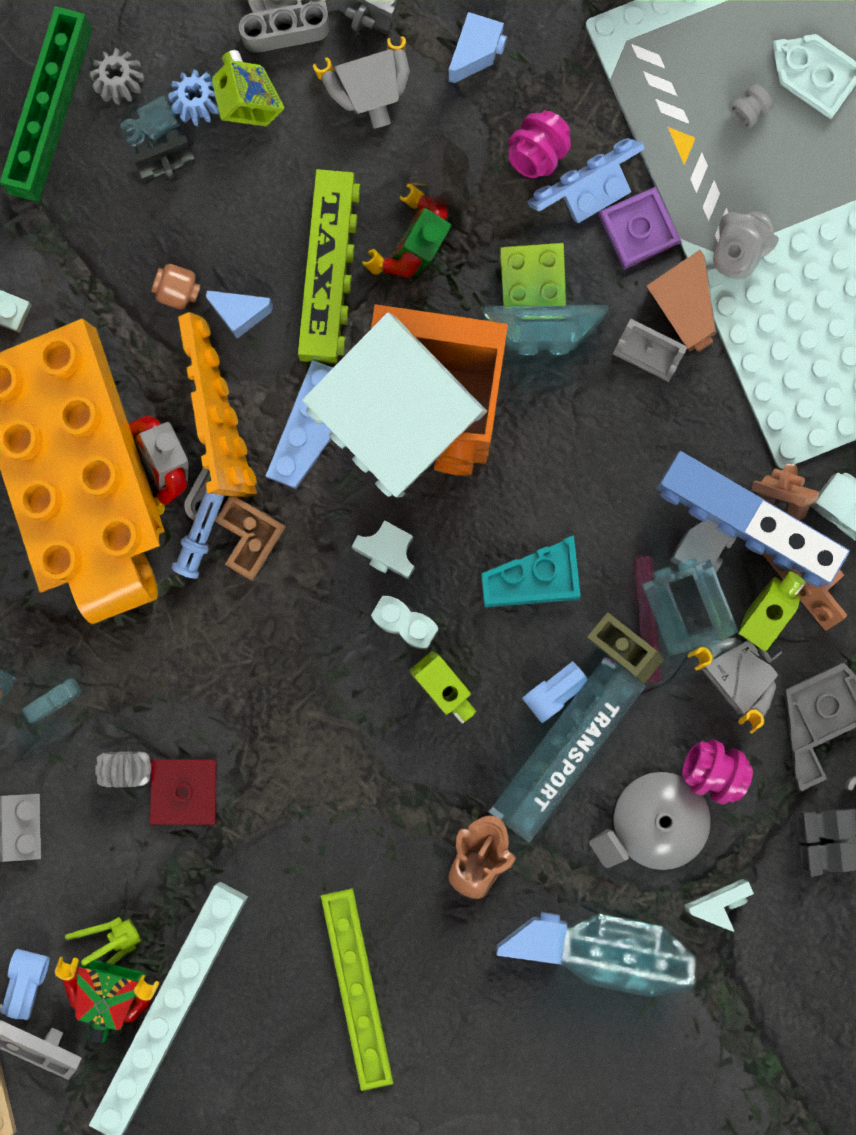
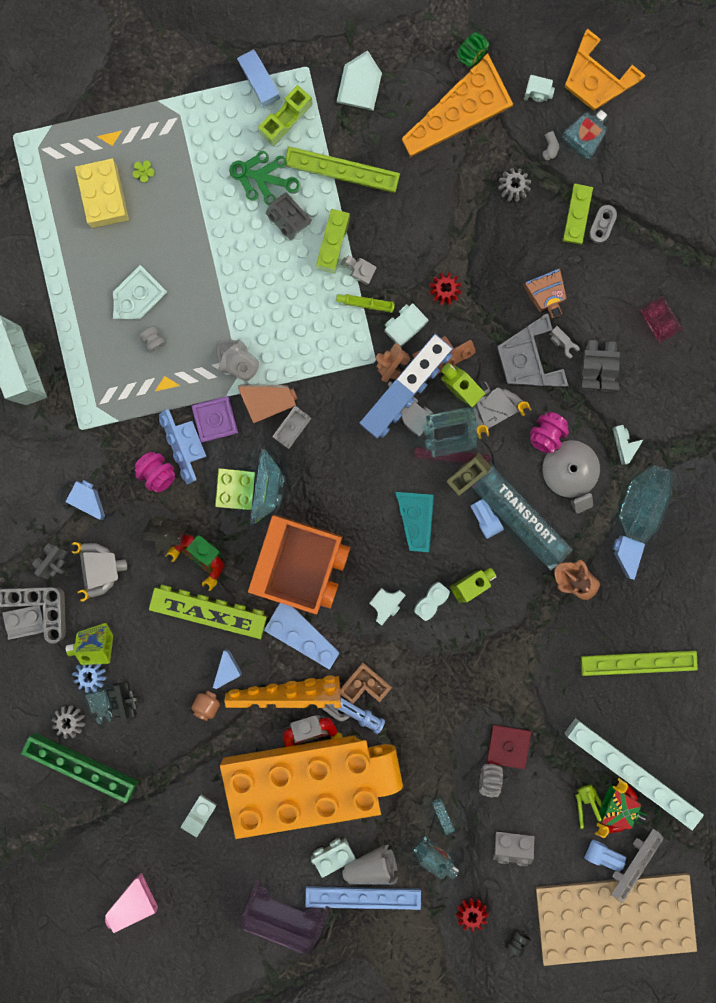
camera: 85 degrees left, 5 degrees up
(392, 405) = (311, 591): light aqua panel -> none

